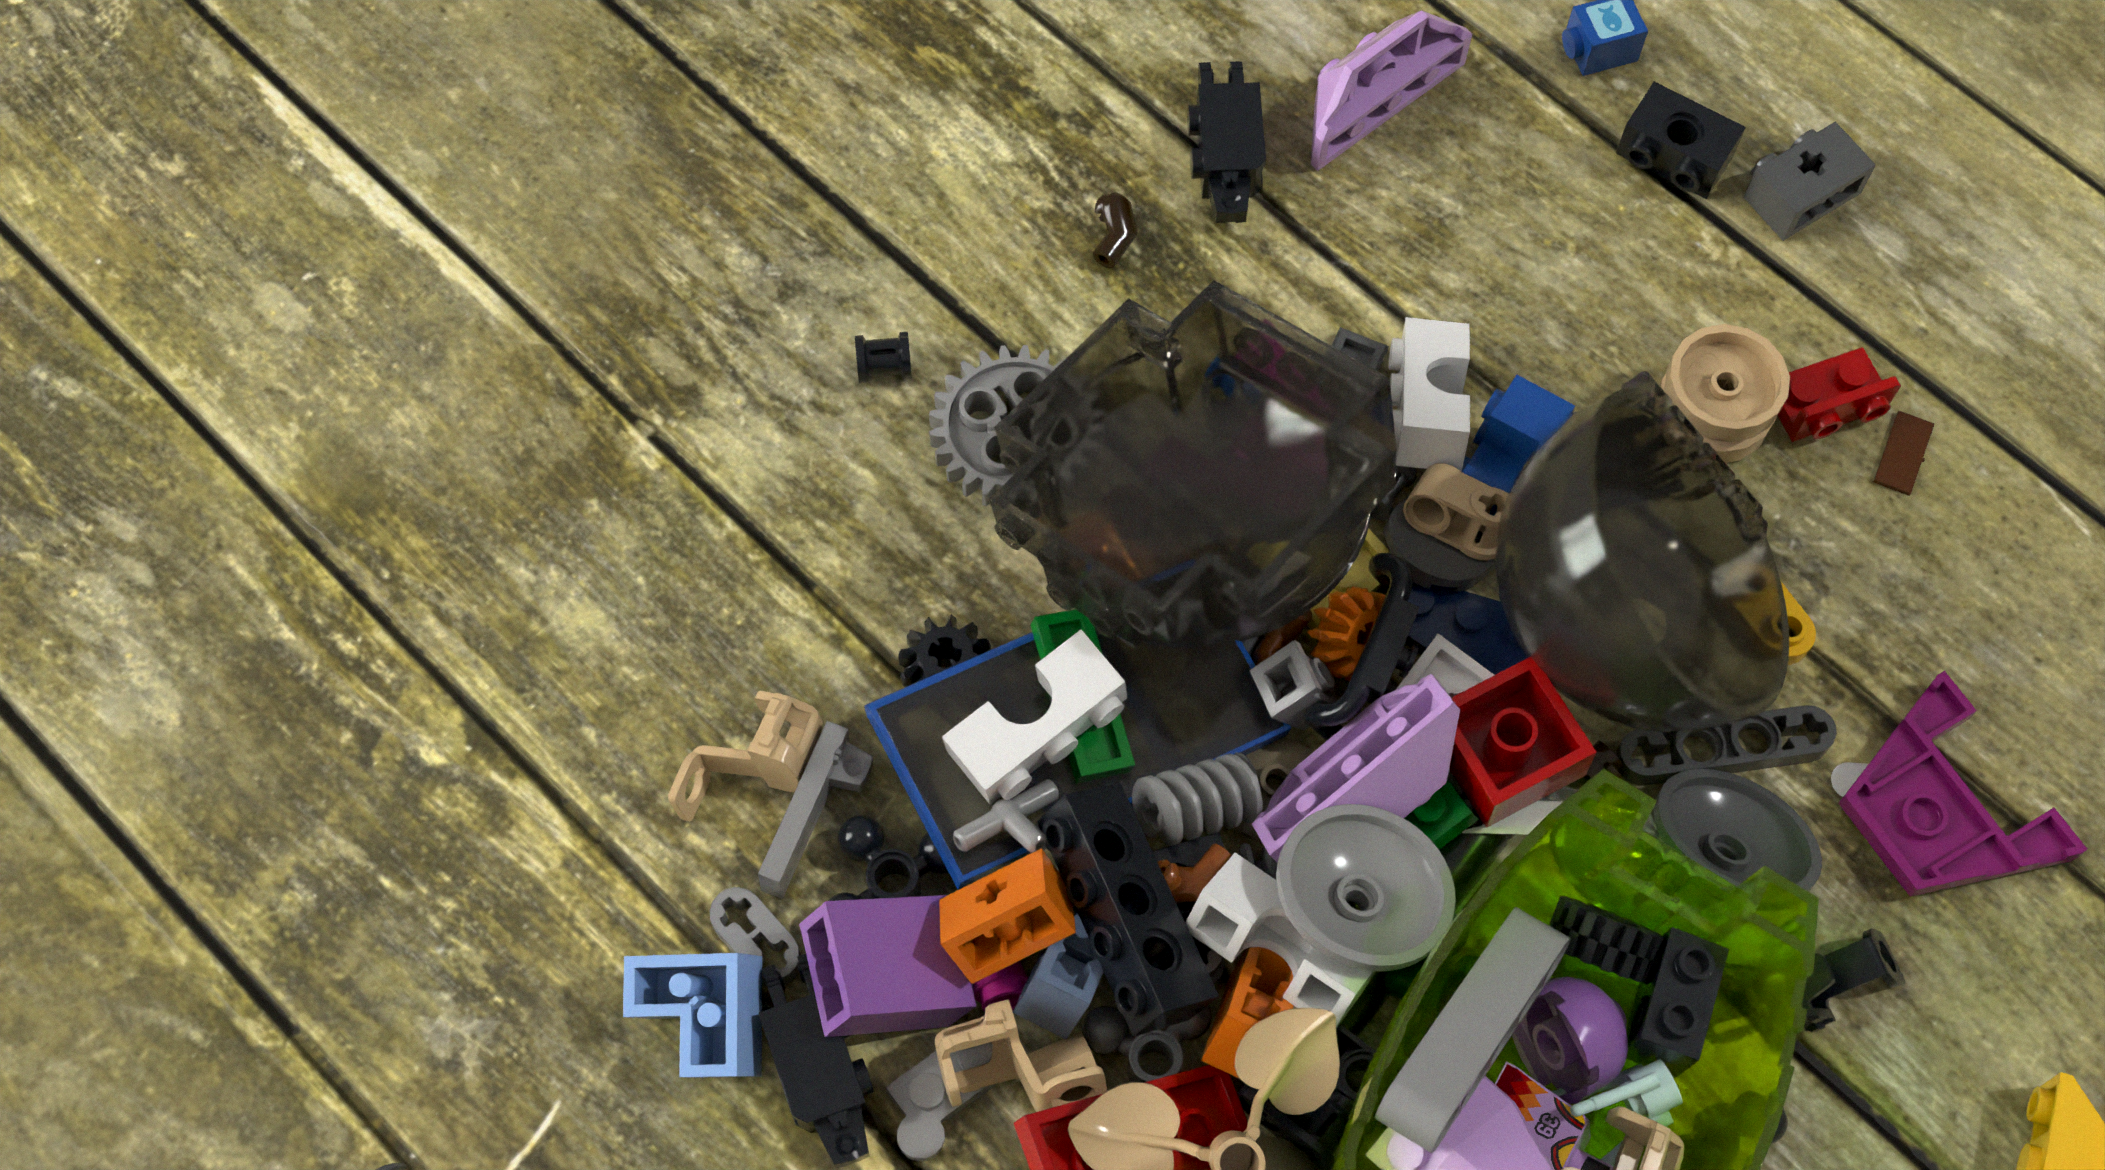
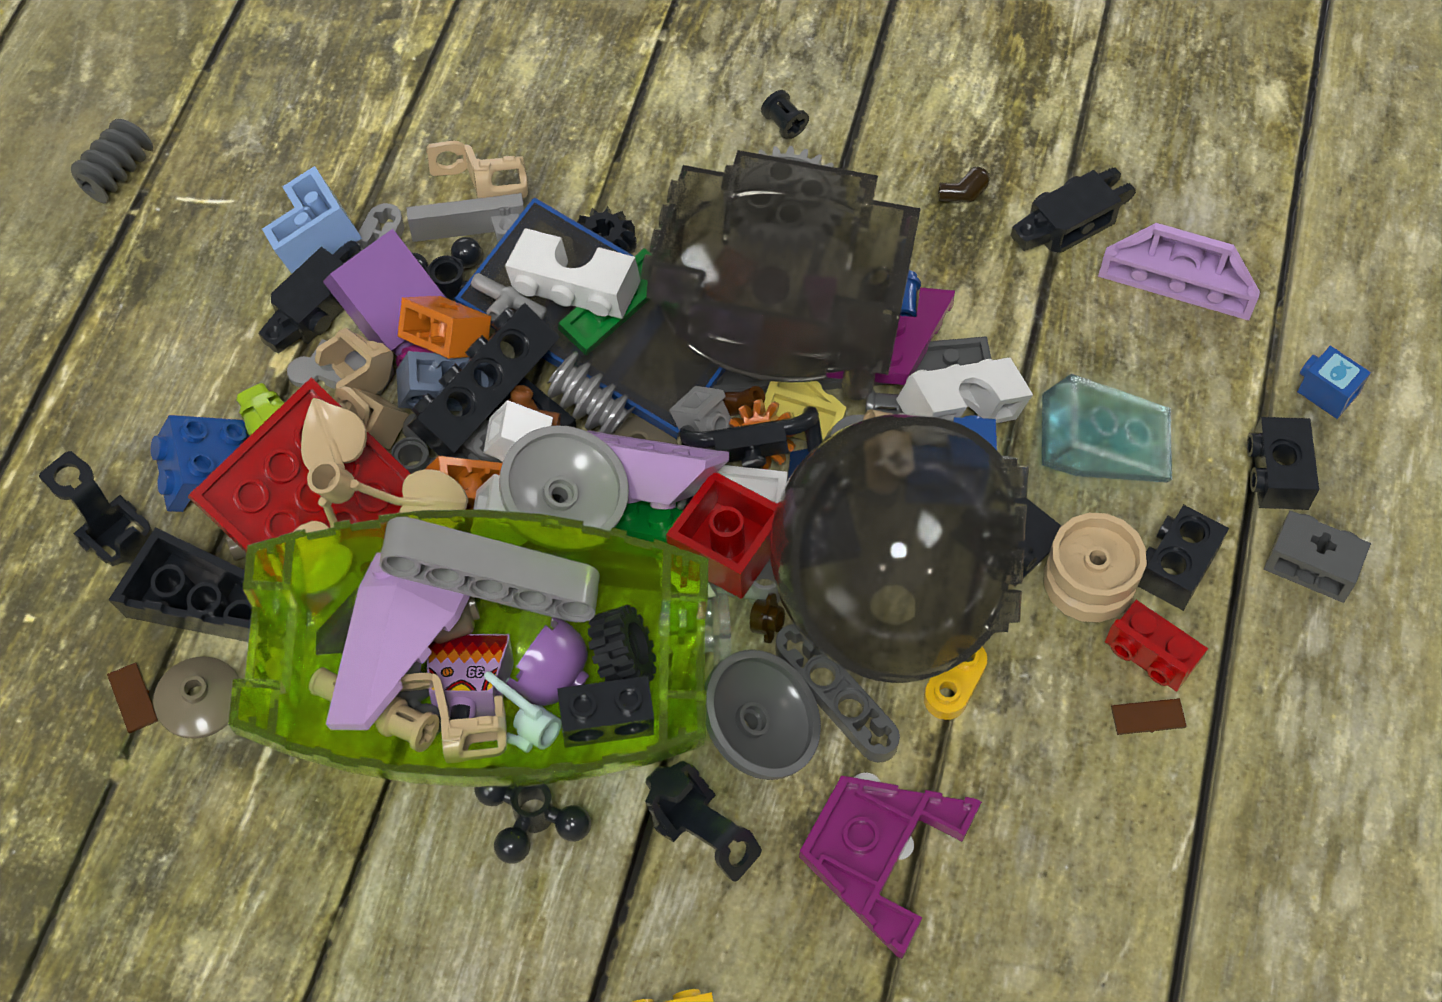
camera: 60 degrees right, 5 degrees down
(1544, 287) = (1105, 432): none -> clear light blue slope
(1754, 297) = (1185, 558): none -> black brick

